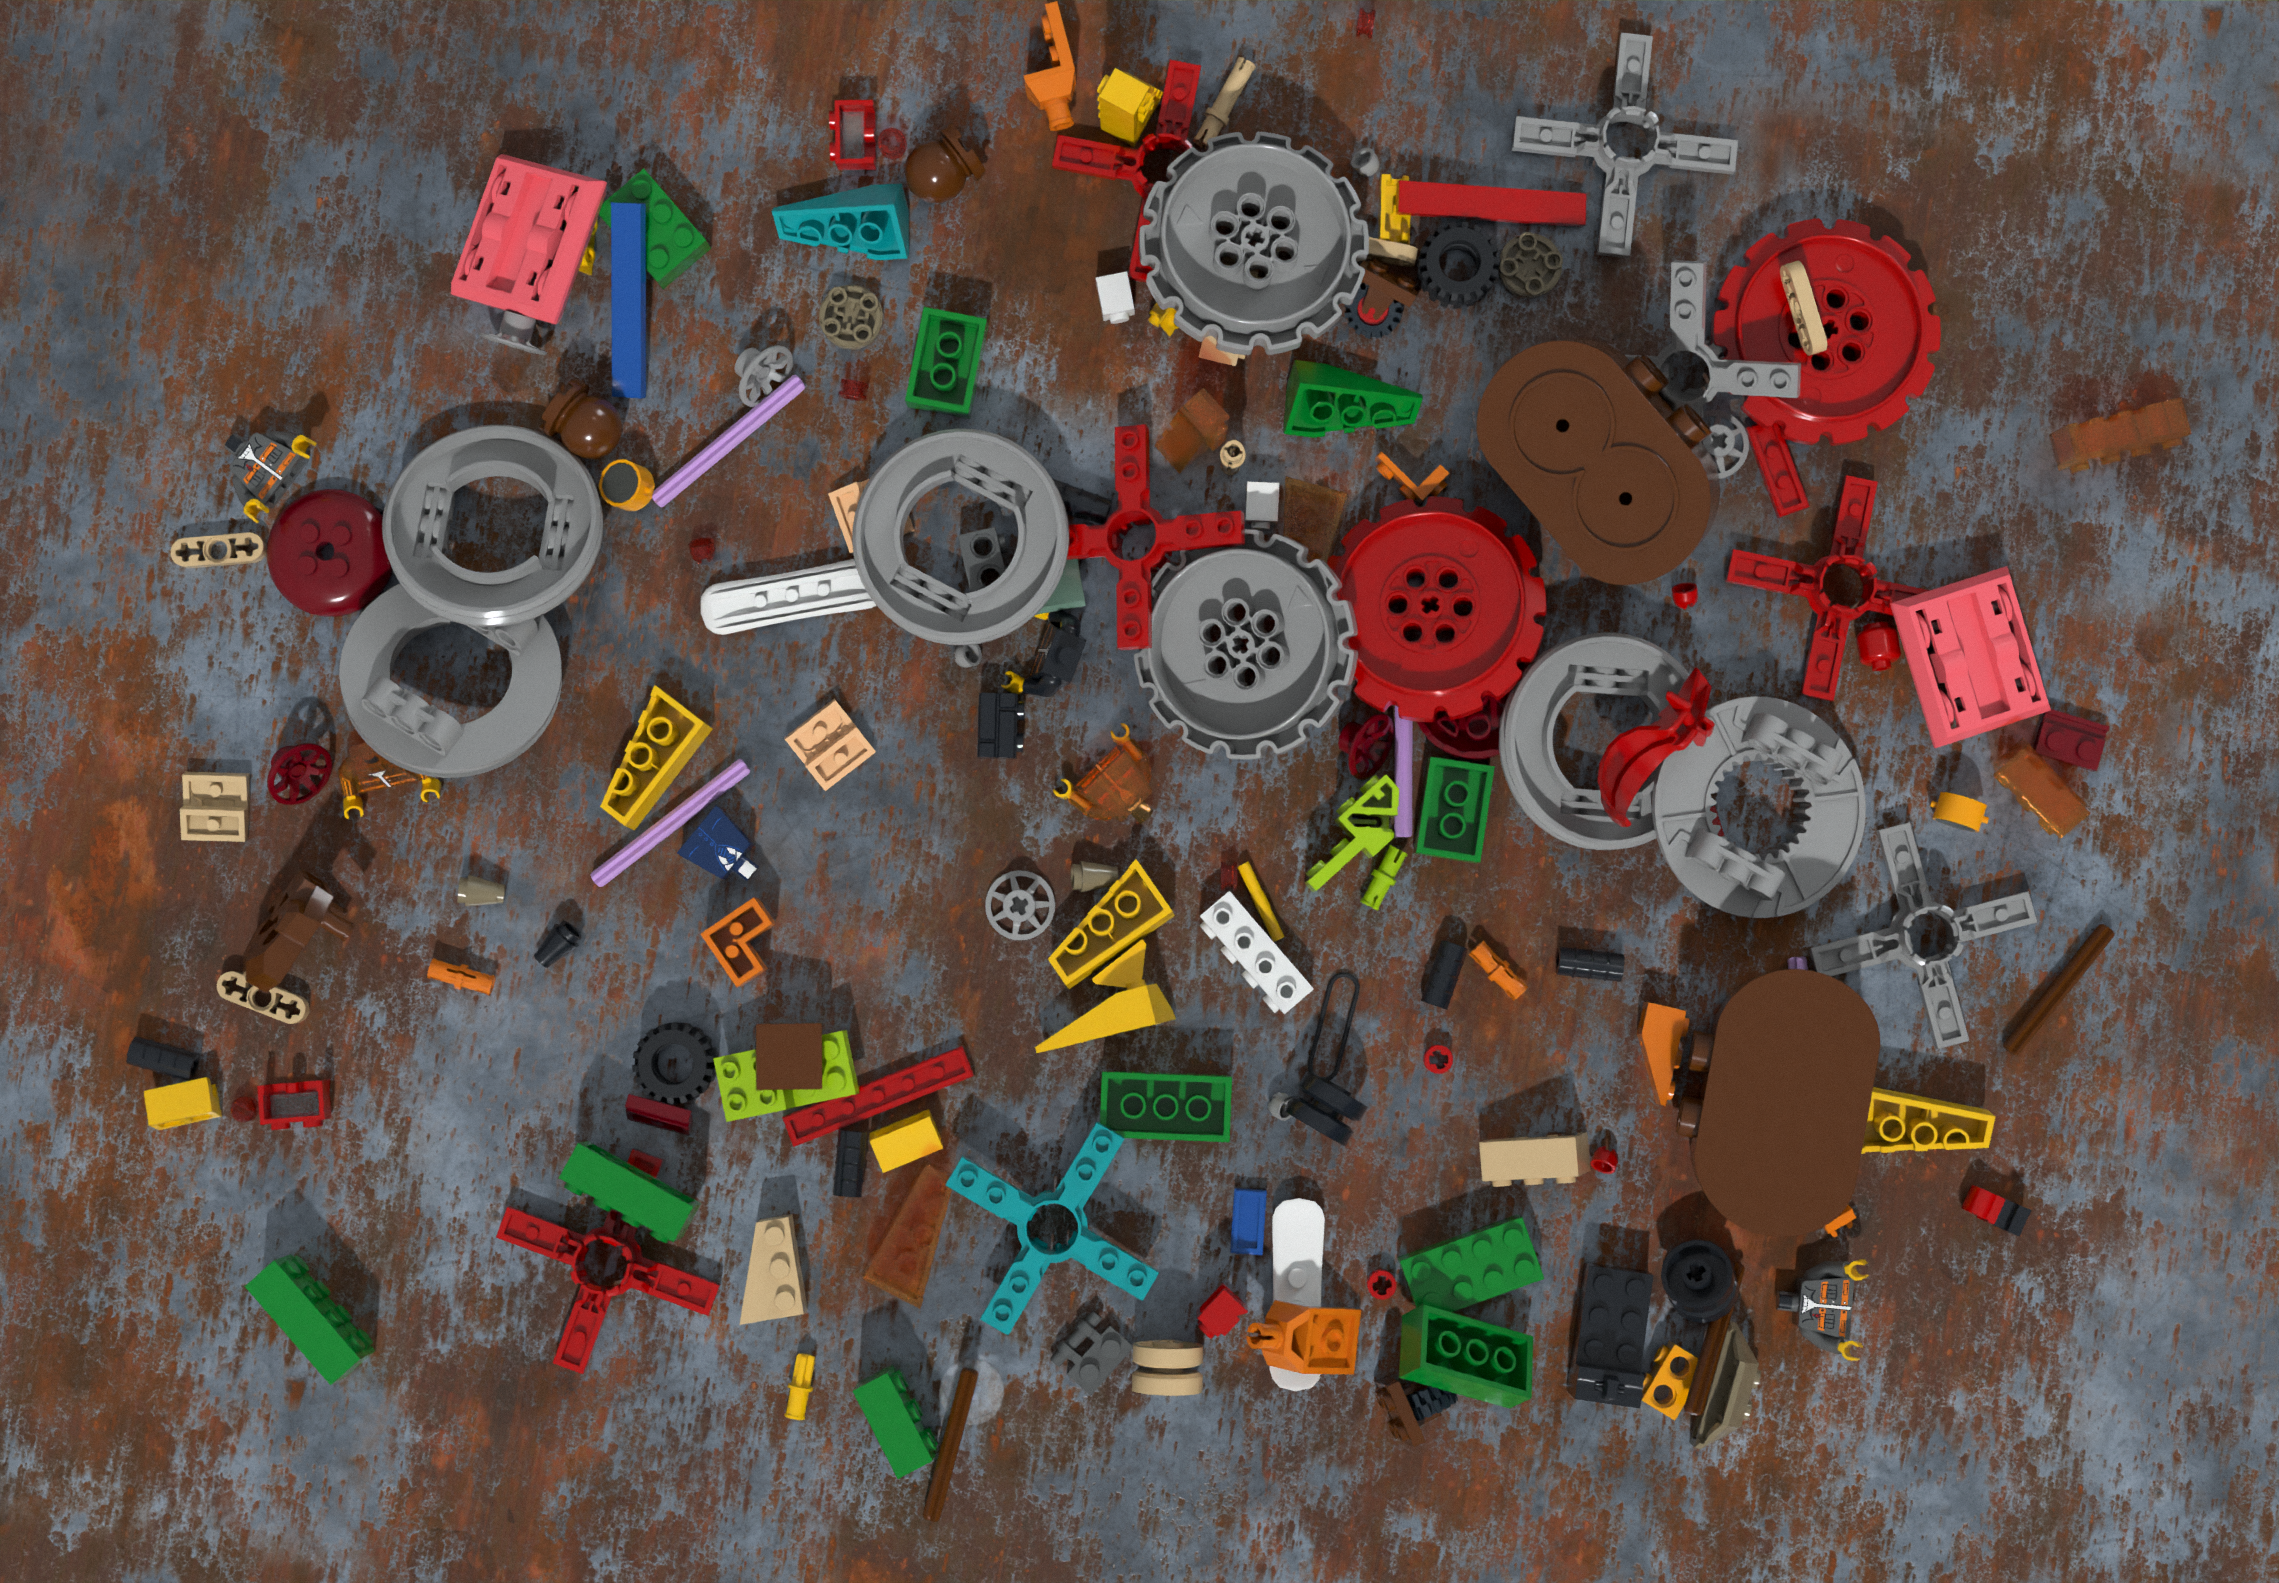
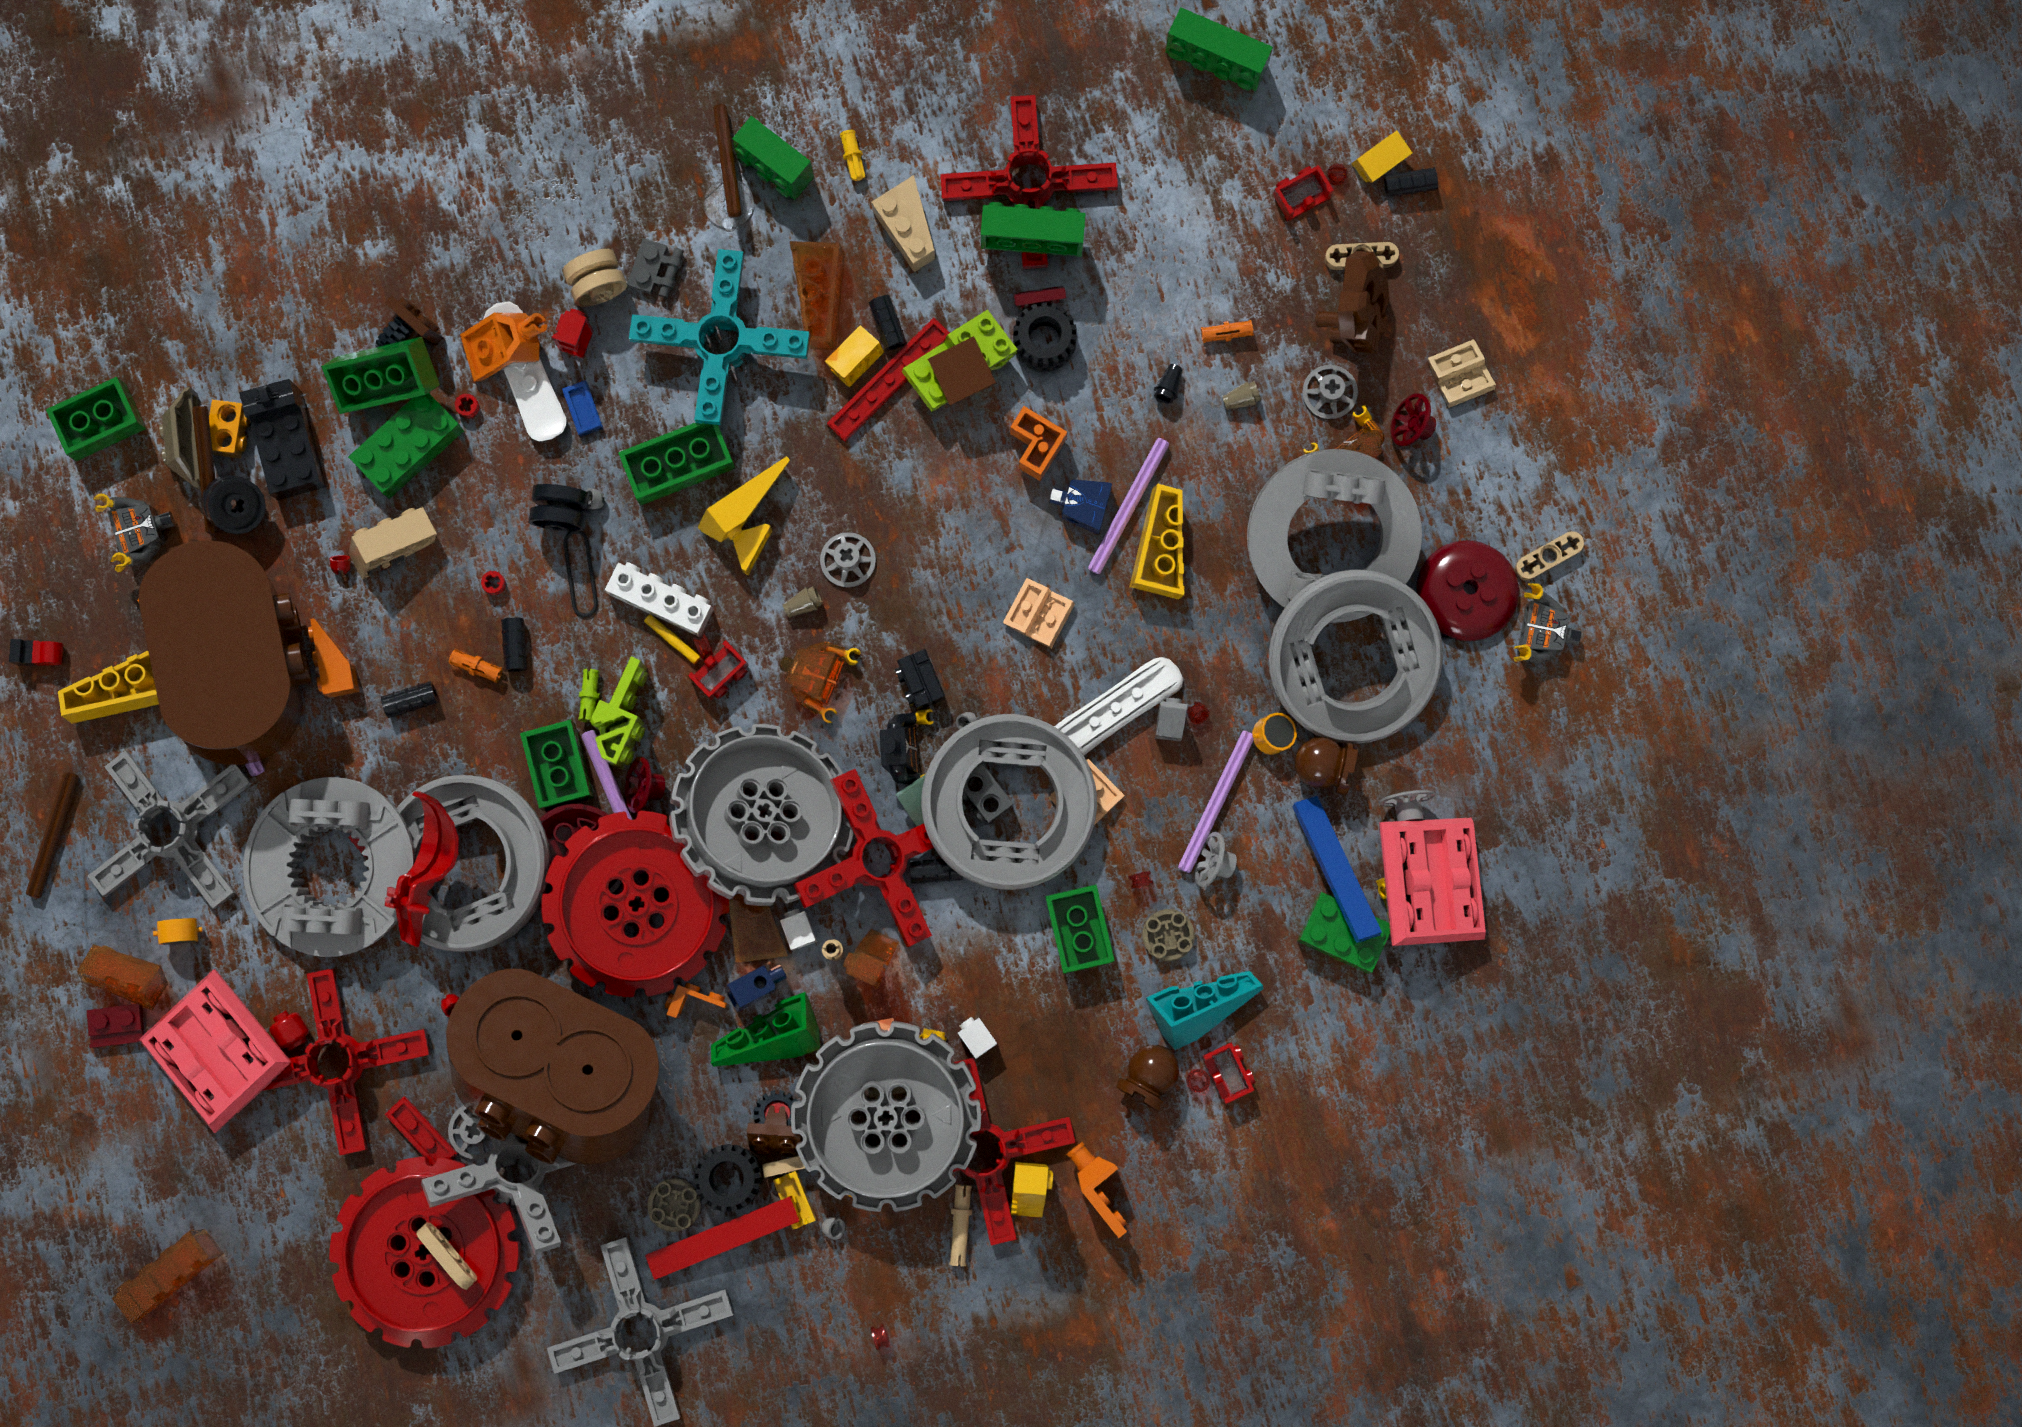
camera: 155 degrees right, 5 degrees down
(376, 853) = (1330, 391): none -> light grey wheel
(736, 551) = (1171, 719): none -> light grey slope
(1112, 926) = (769, 576): yellow wedge -> none
(1223, 838) = (720, 671): none -> red window
(1352, 461) = (743, 991): none -> dark blue torso
(1819, 1458) = (96, 419): none -> green brick

